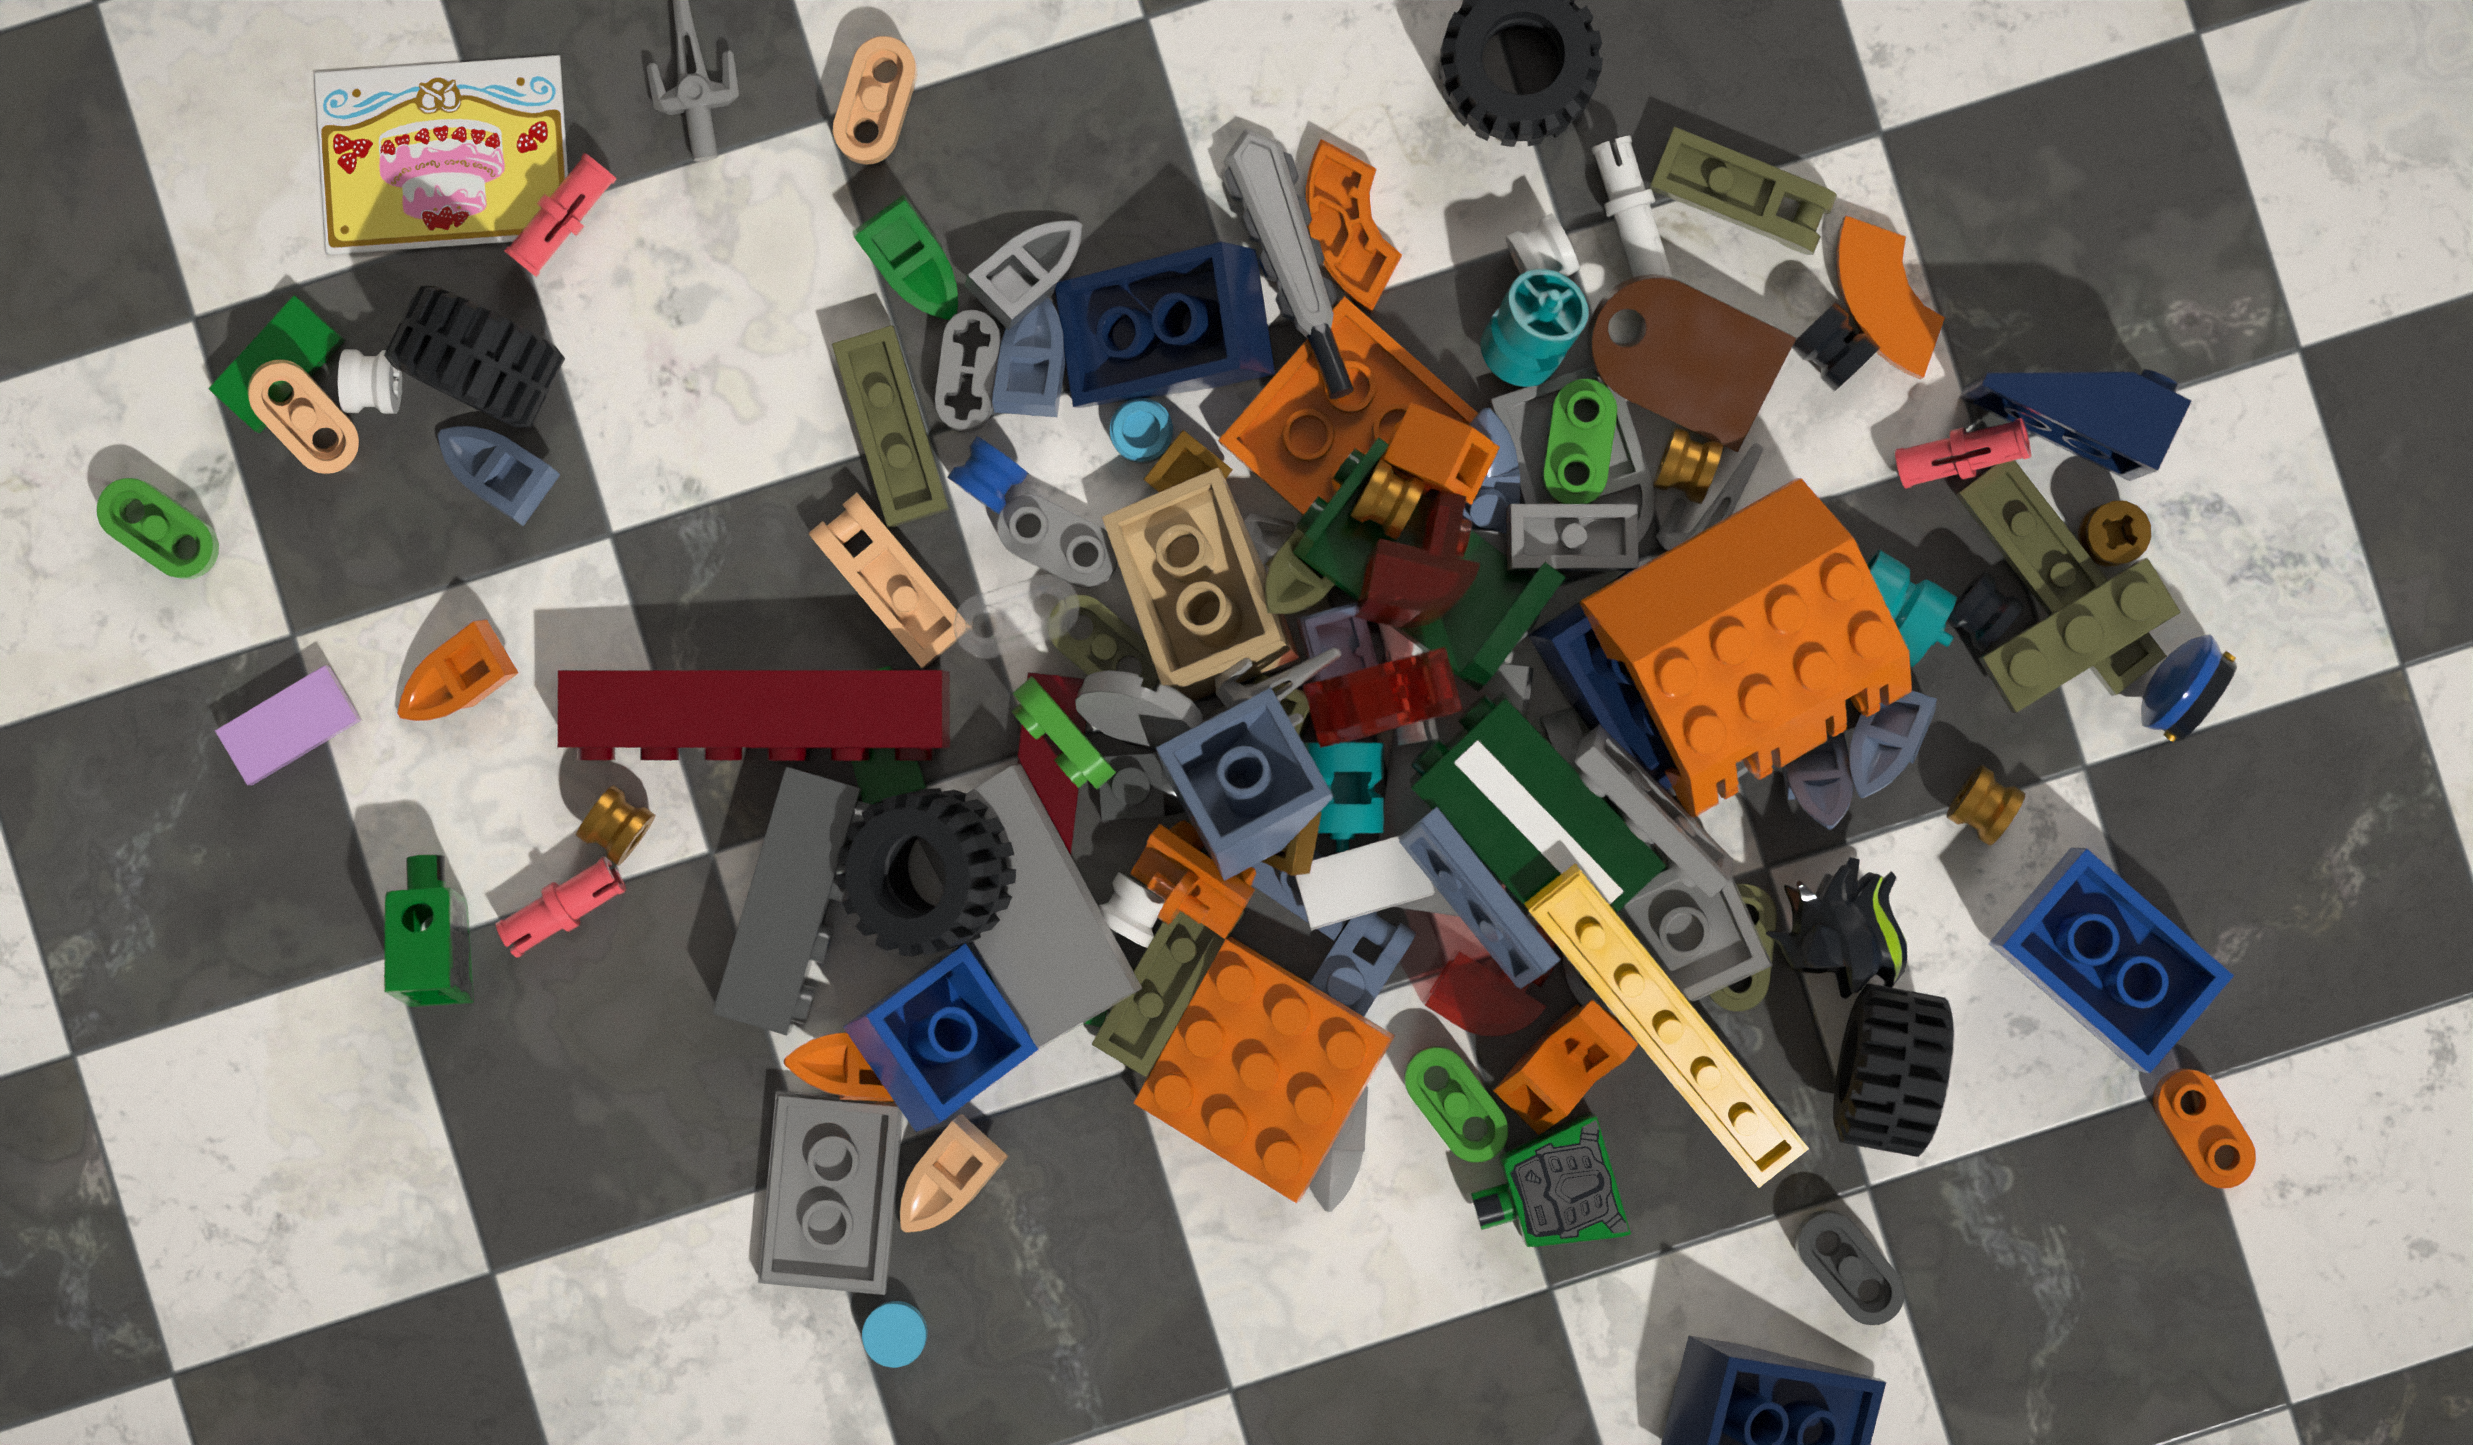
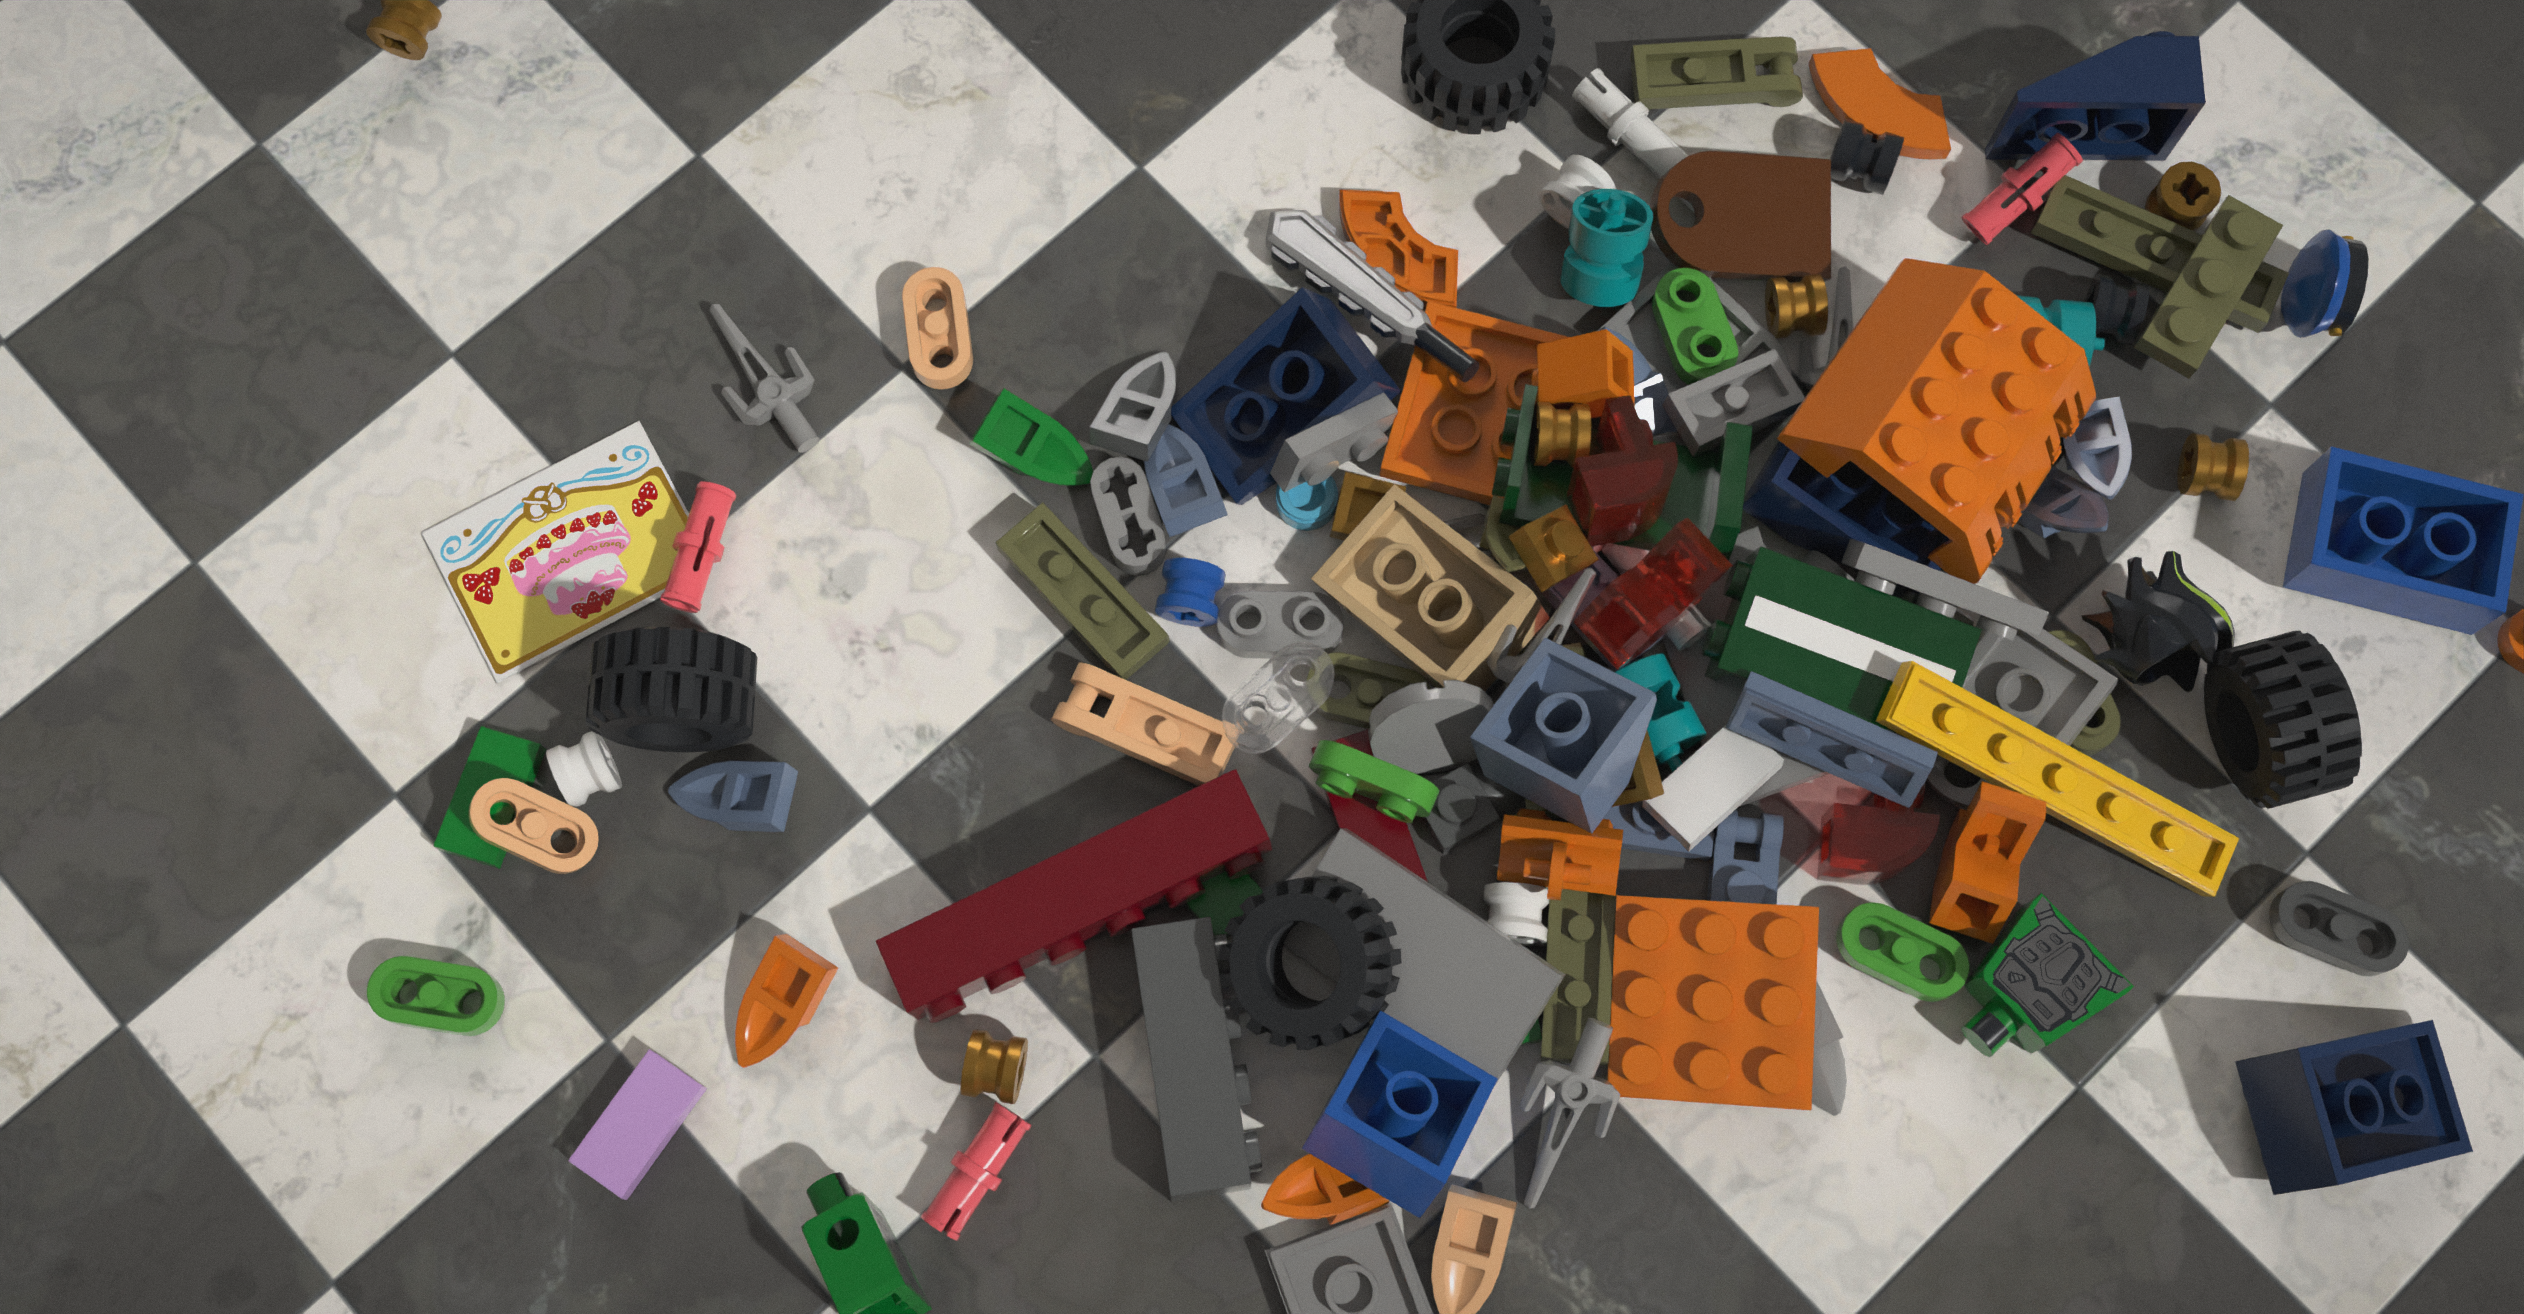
camera: 25 degrees left, 15 degrees down
(1104, 1086) = (1574, 1089): none -> light grey piece
(1160, 403) = (1323, 447): none -> light grey plate
(1321, 608) = (1553, 548): none -> pearl gold plate

